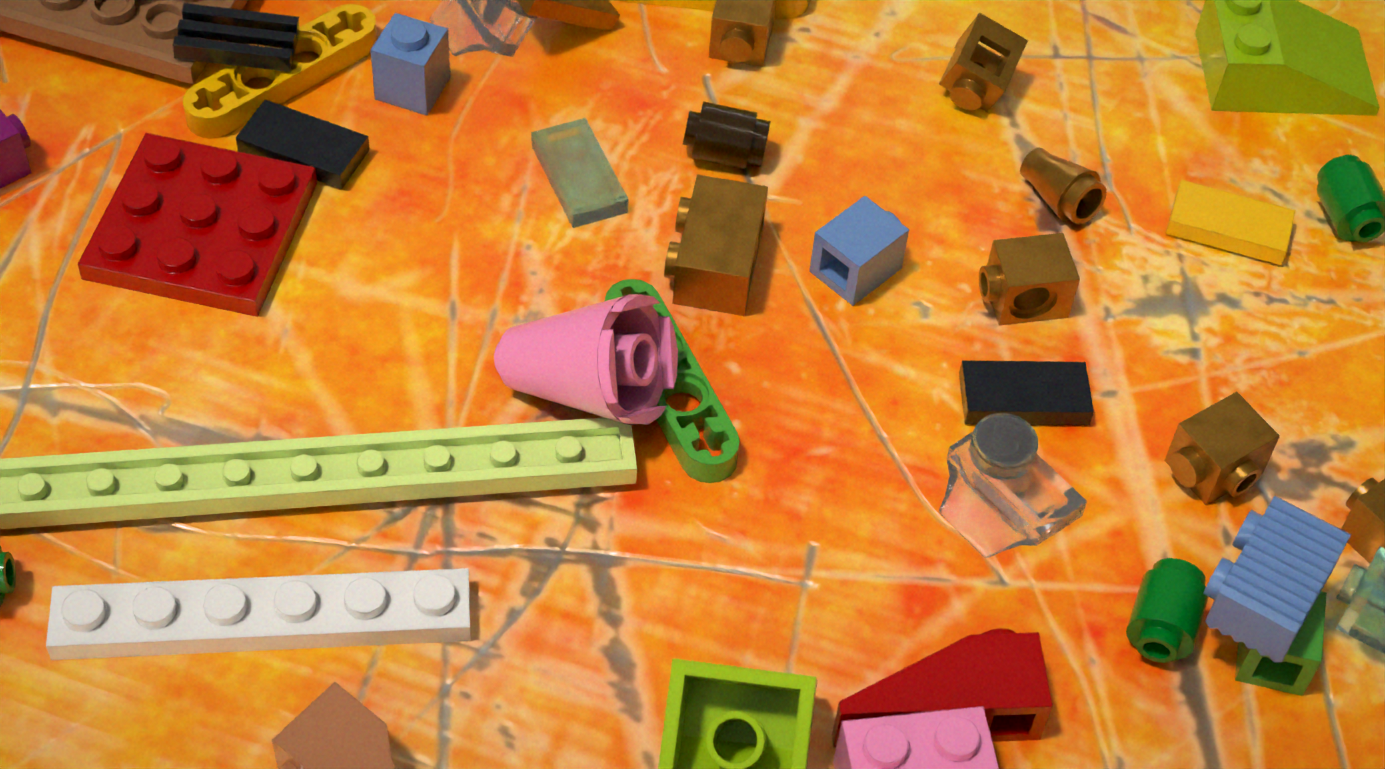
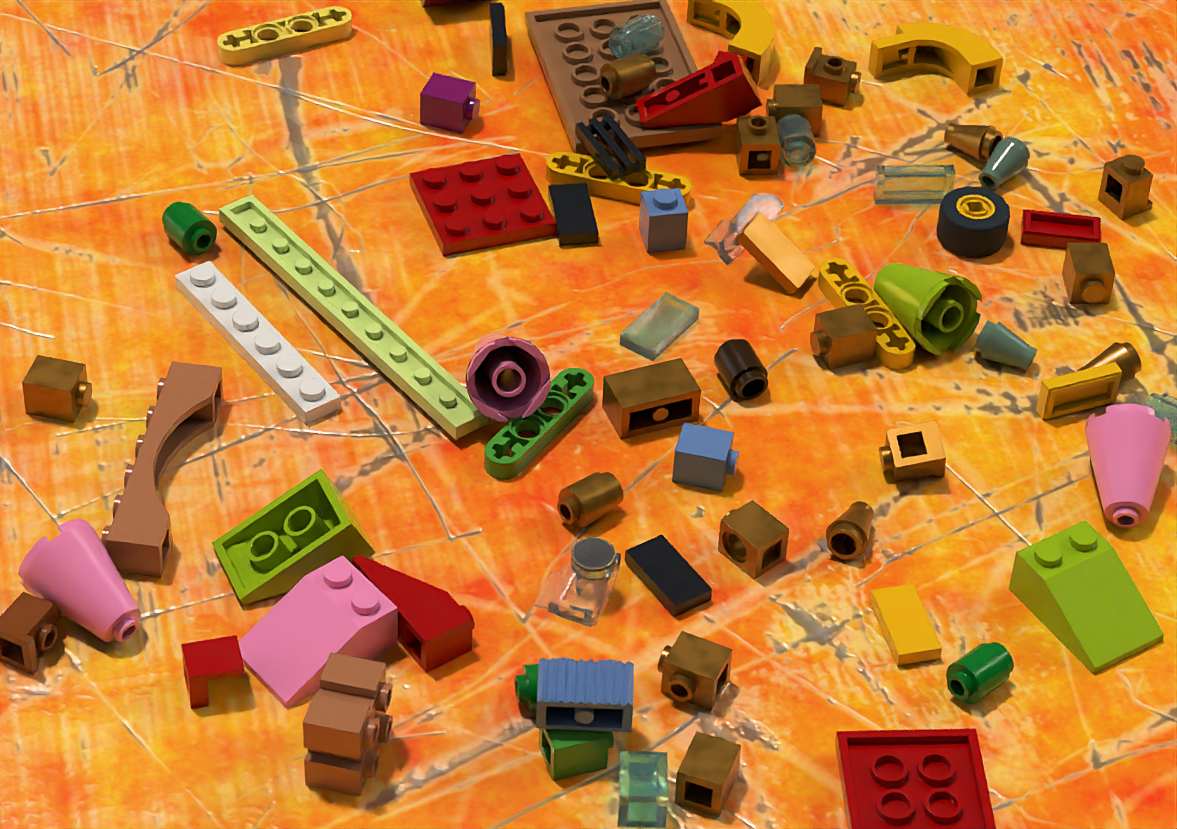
camera: 60 degrees right, 10 degrees down
(859, 398) = (589, 499): none -> pearl gold brick

